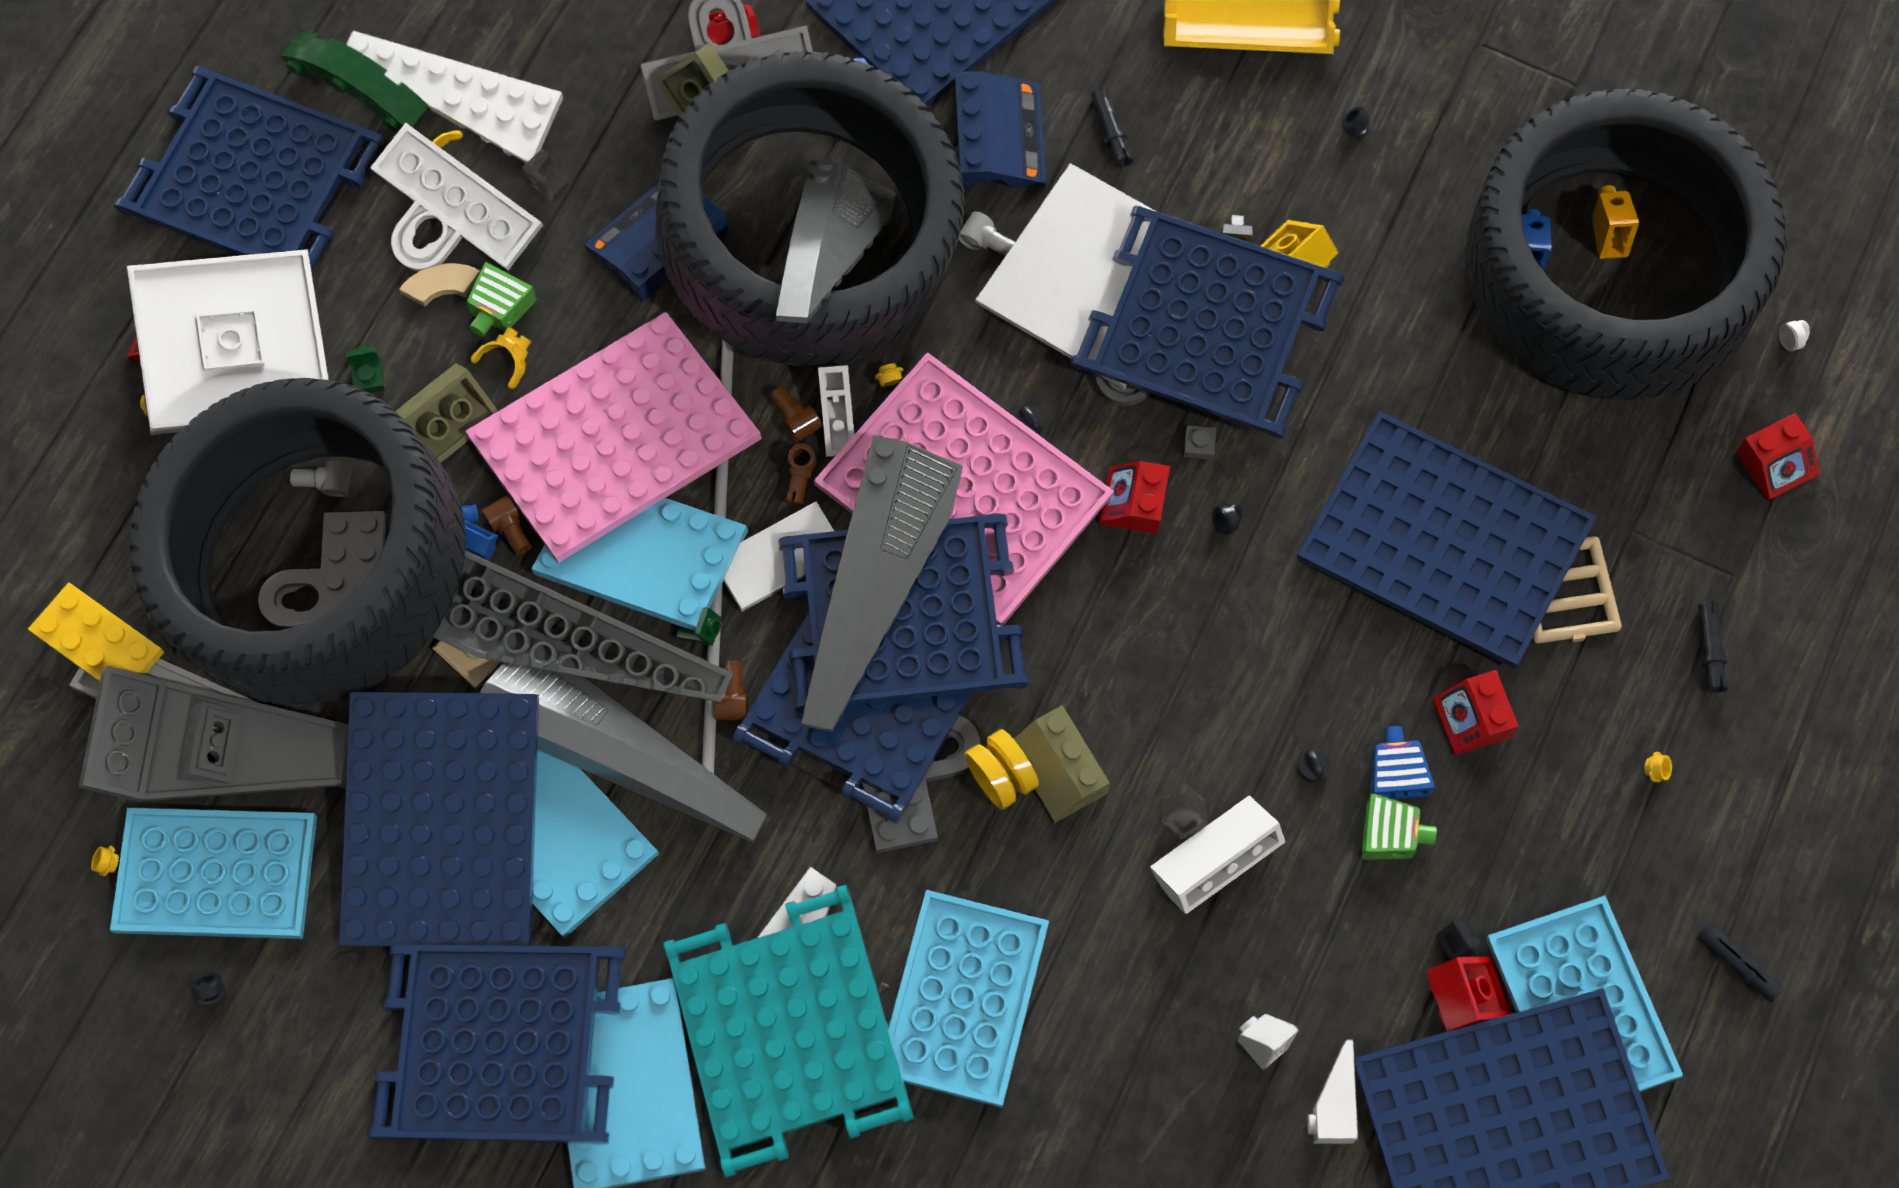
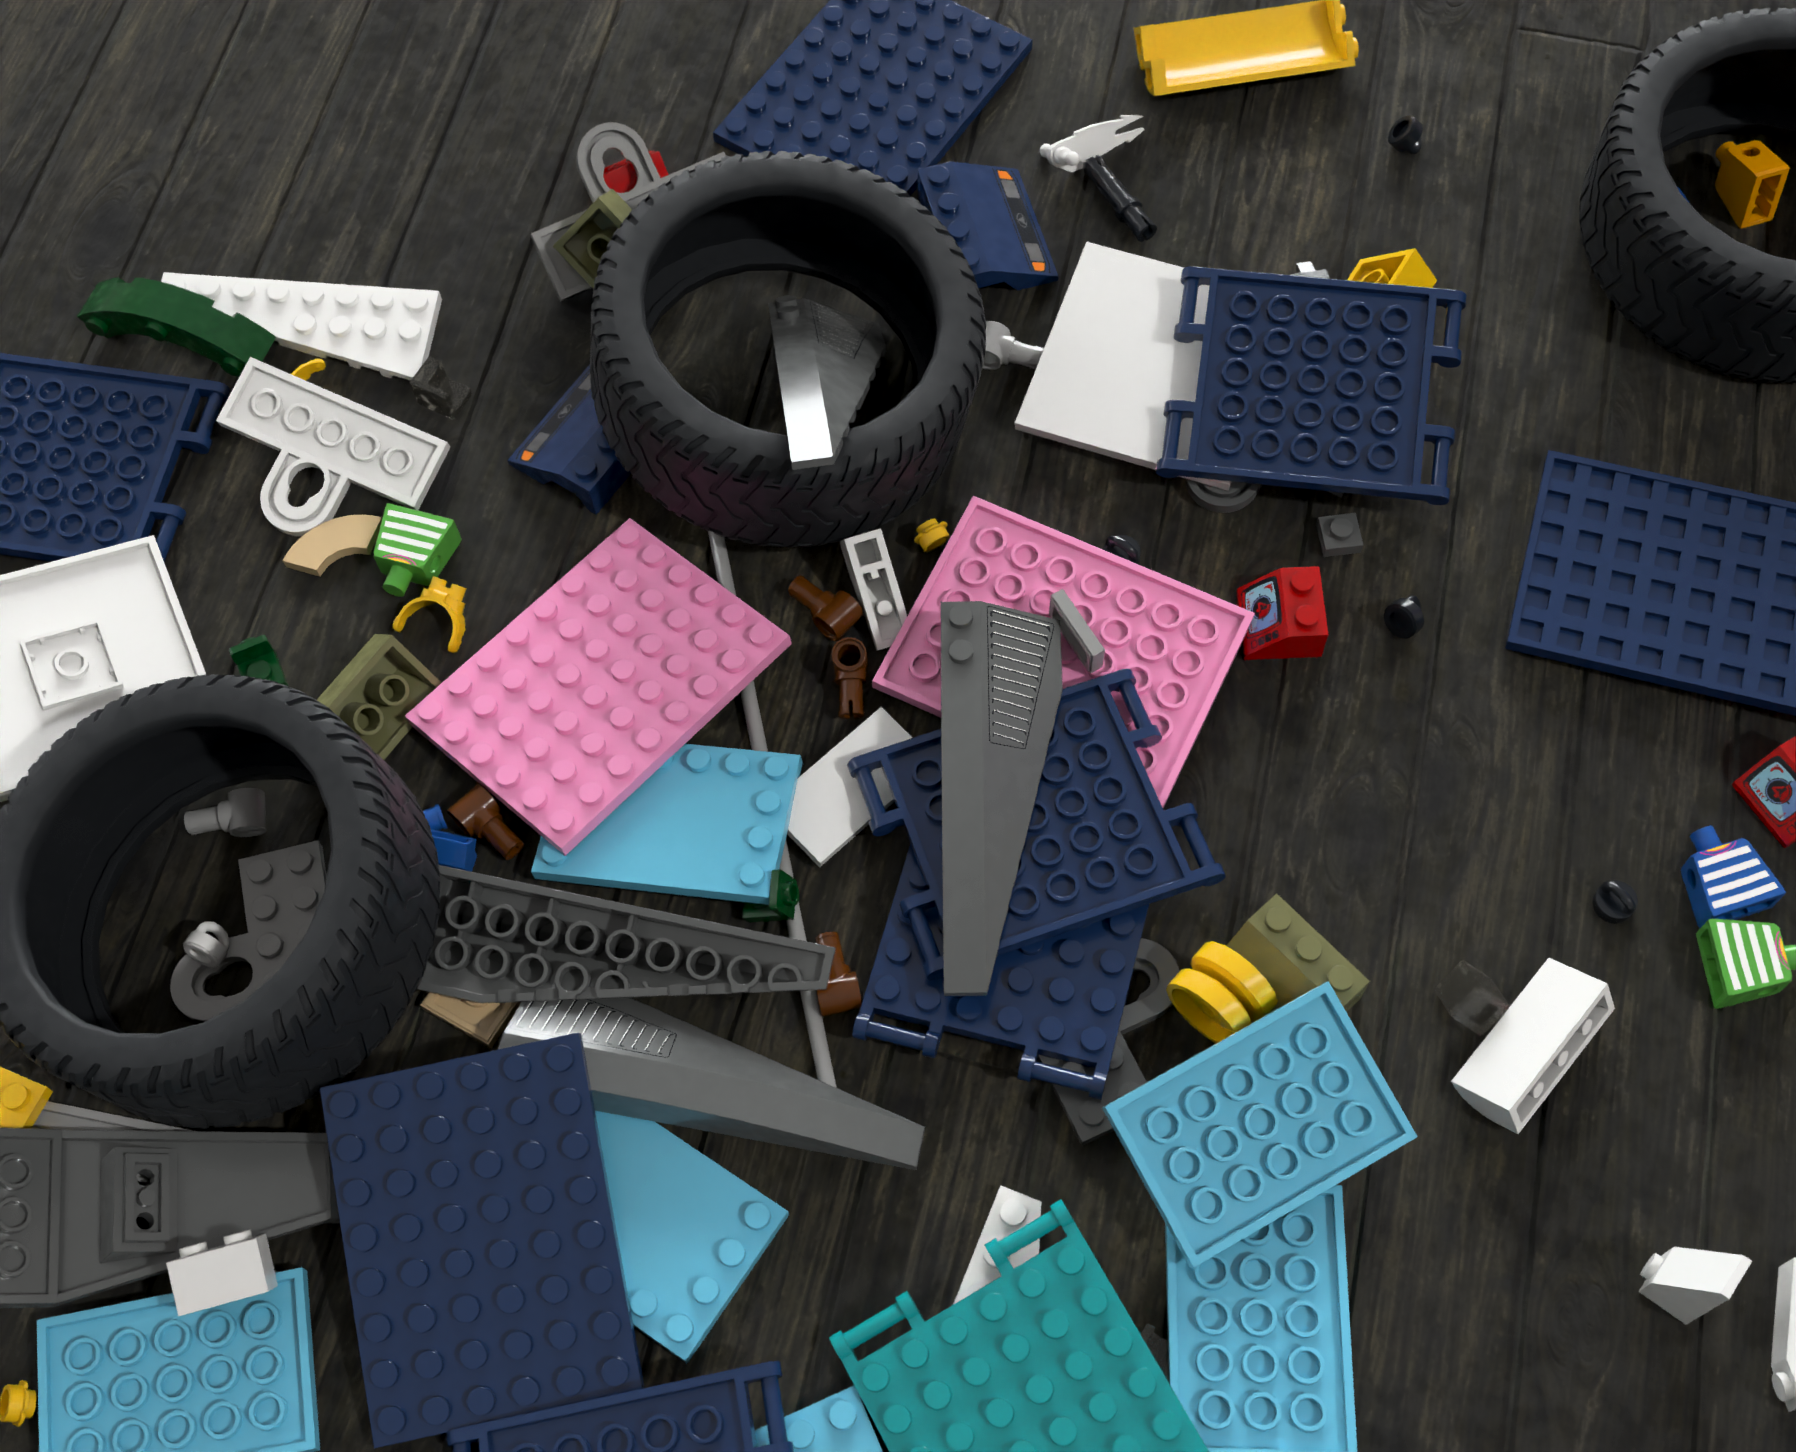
camera: 10 degrees left, 5 degrees down
(259, 804) = (221, 1274): none -> white brick
(288, 573) = (206, 948): none -> white tile
(973, 477) = (1077, 631): none -> light grey tile
(999, 863) = (1259, 1124): none -> medium azure plate
(1101, 75) = (1089, 142): none -> white piece

